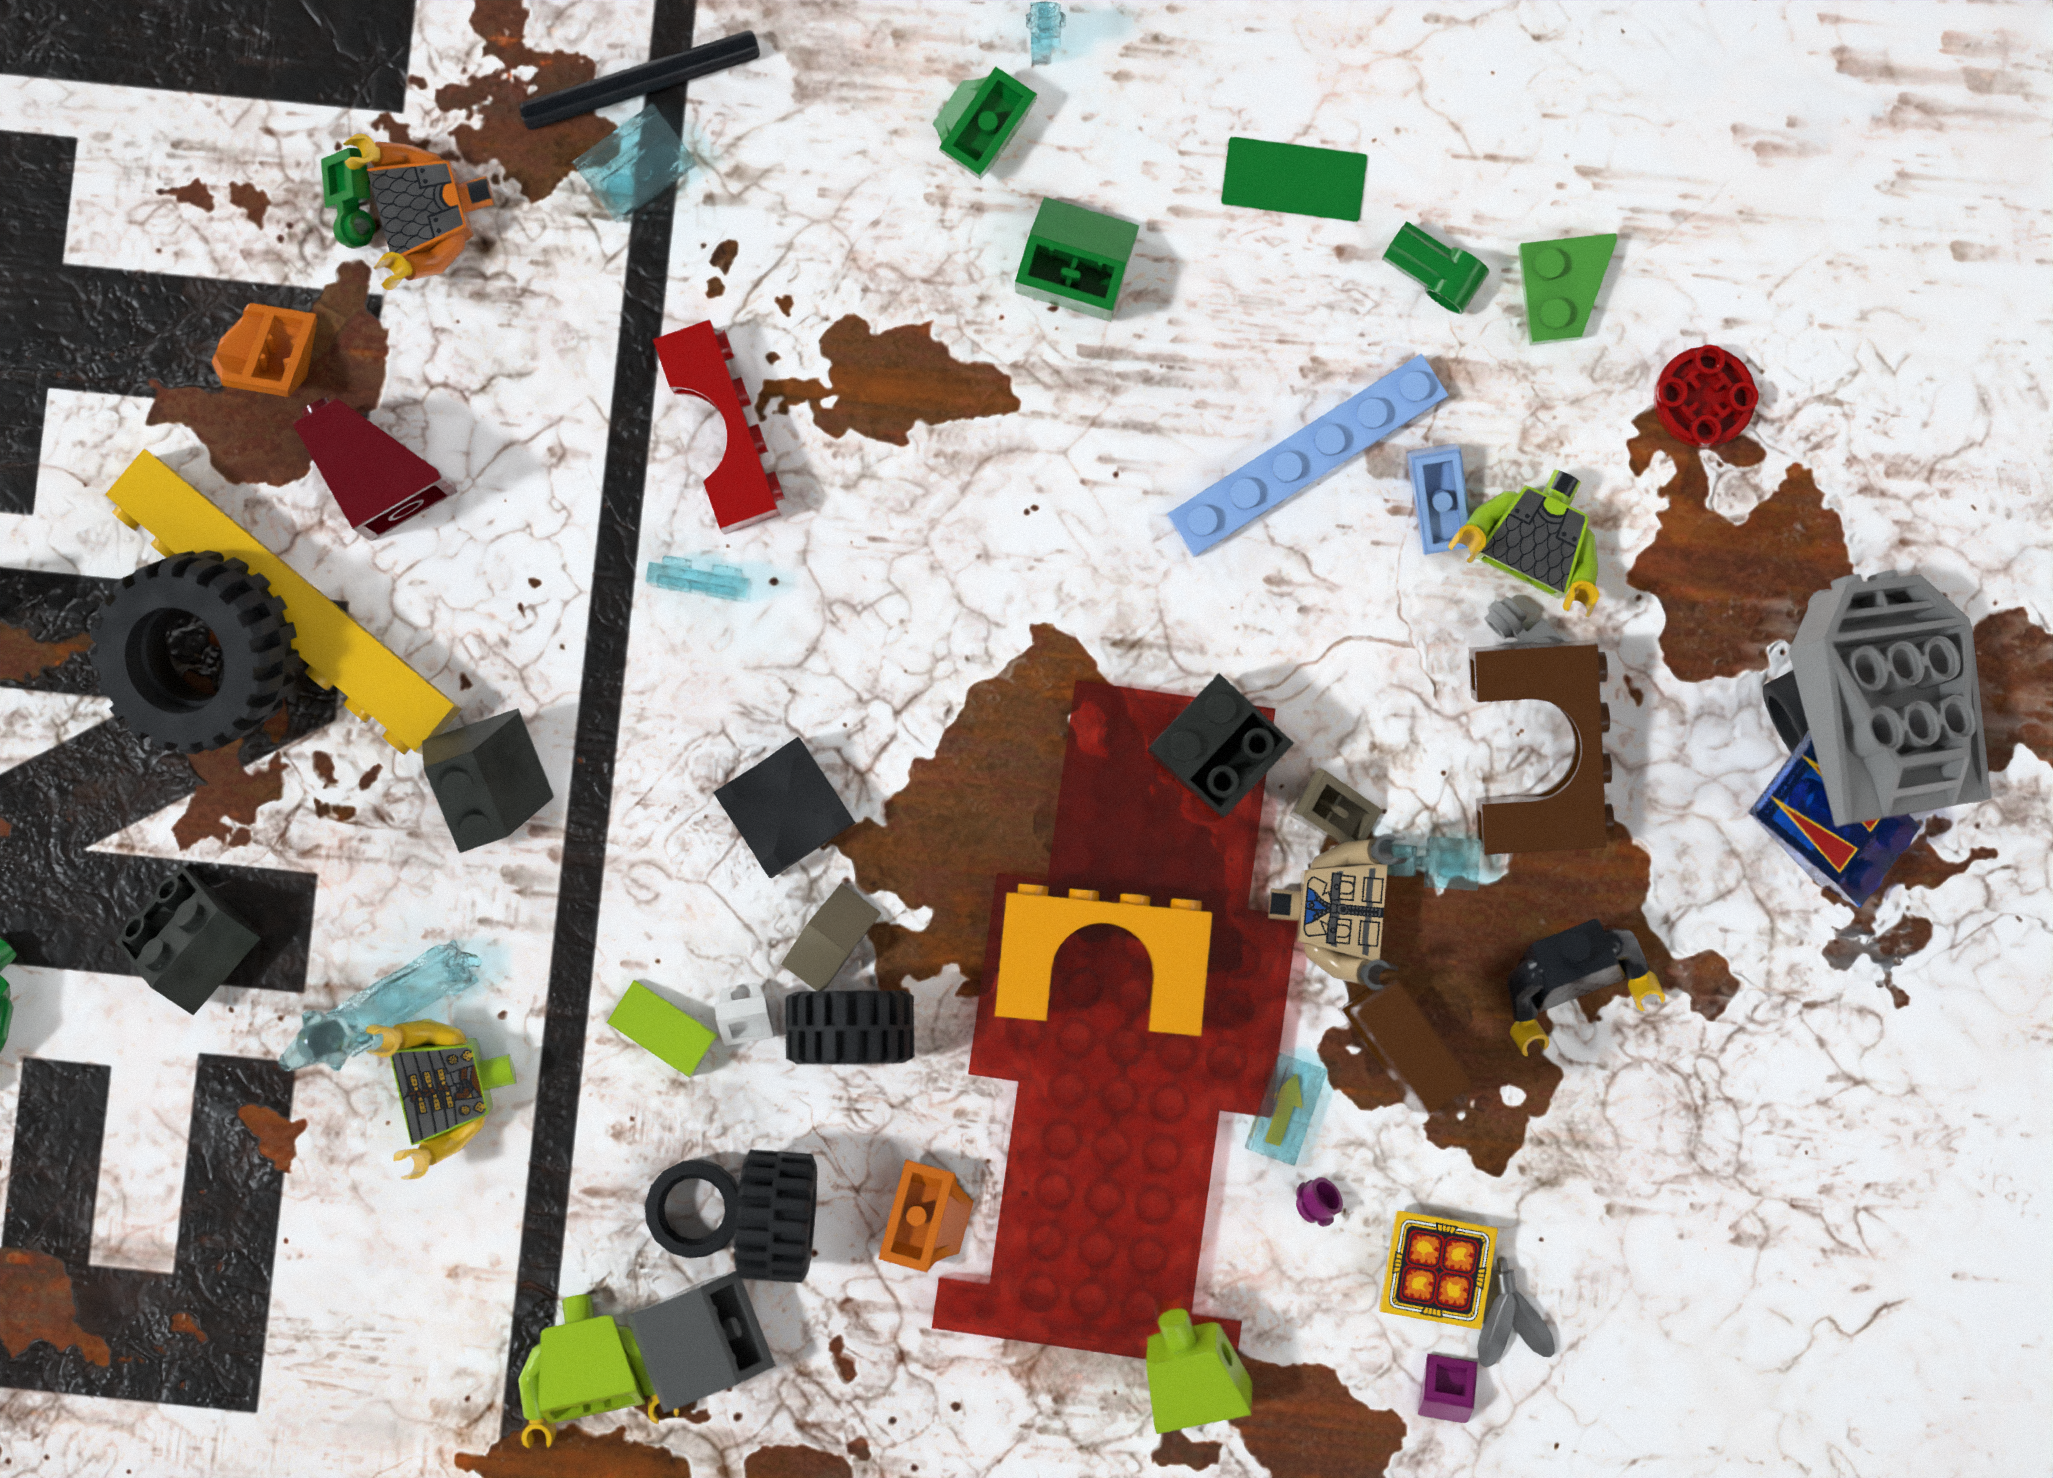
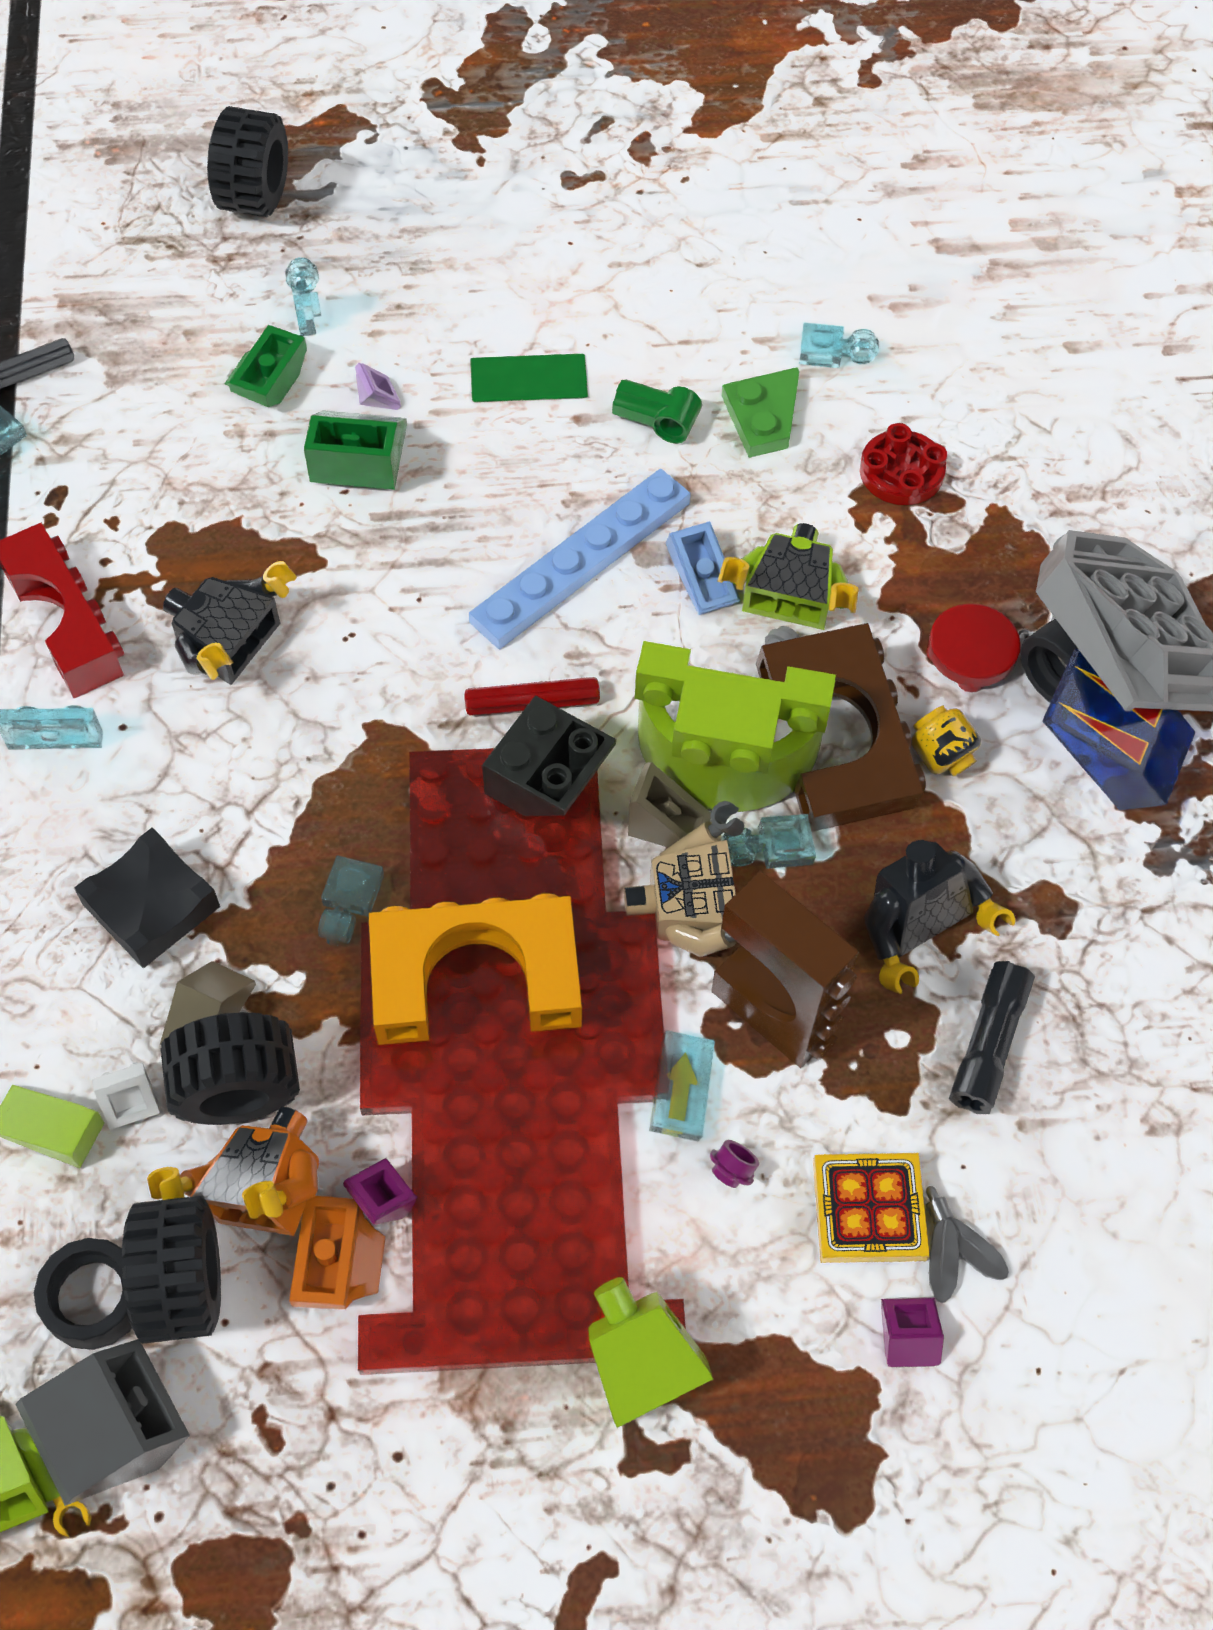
camera: 15 degrees left, 25 degrees down
(858, 1134) = (254, 1180): none -> torso
(896, 483) = (226, 621): none -> torso
(976, 1169) = (381, 1193): none -> magenta slope
(993, 828) = (349, 890): none -> clear light blue plate
(1111, 173) = (375, 388): none -> lavender slope
(1218, 631) = (517, 696): none -> red axle
(1409, 757) = (728, 727): none -> lime piece
(1624, 1090) = (985, 1058): none -> black axle
(1650, 779) = (945, 741): none -> yellow head
(1657, 200) = (825, 345): none -> clear light blue plate
(1717, 660) = (973, 645): none -> red tile

